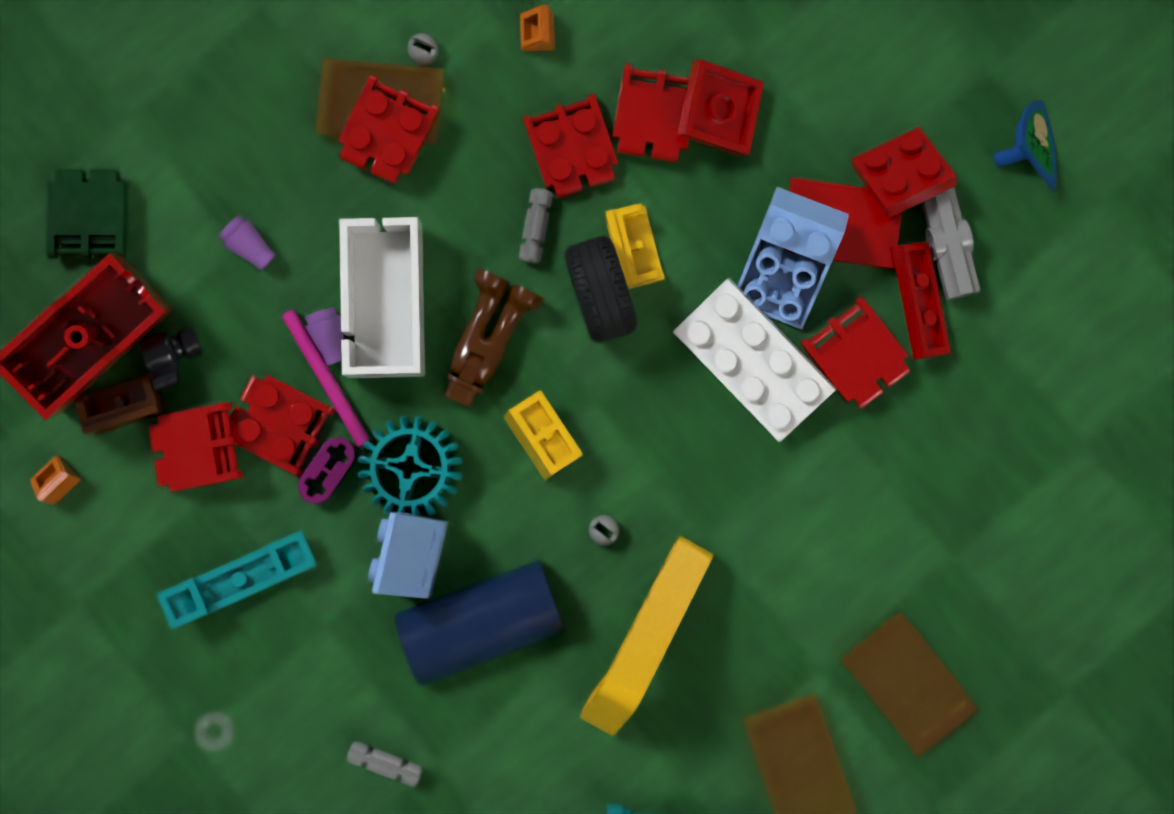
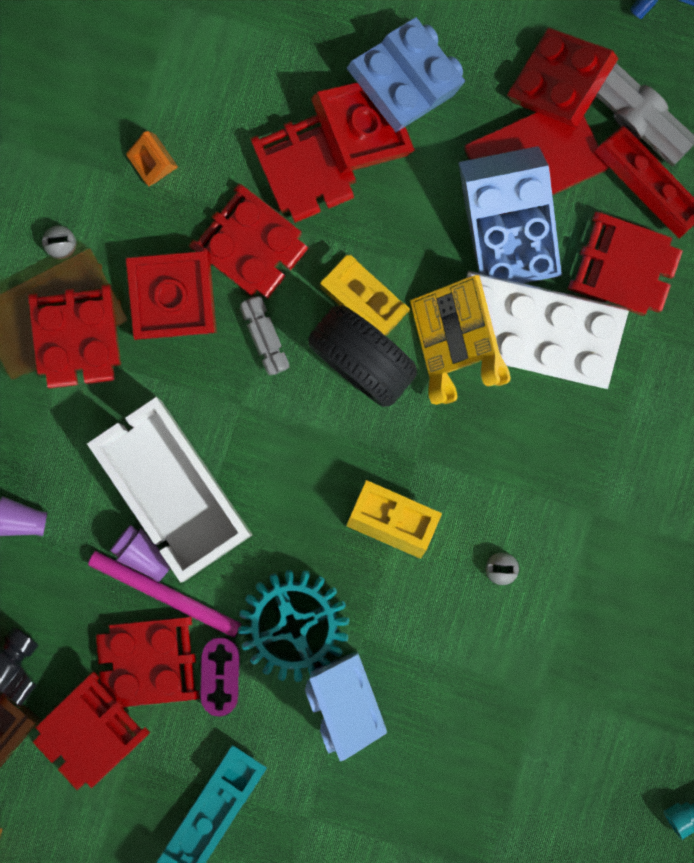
camera: 35 degrees left, 0 degrees up
(477, 356) = (286, 486): reddish brown piece -> none
(479, 623) = (445, 724): dark blue brick -> none
(483, 146) = (171, 295): none -> red plate
(648, 638) = (616, 693): yellow beam -> none
(686, 322) = (456, 334): none -> yellow flag
(782, 91) = (407, 74): none -> medium blue plate

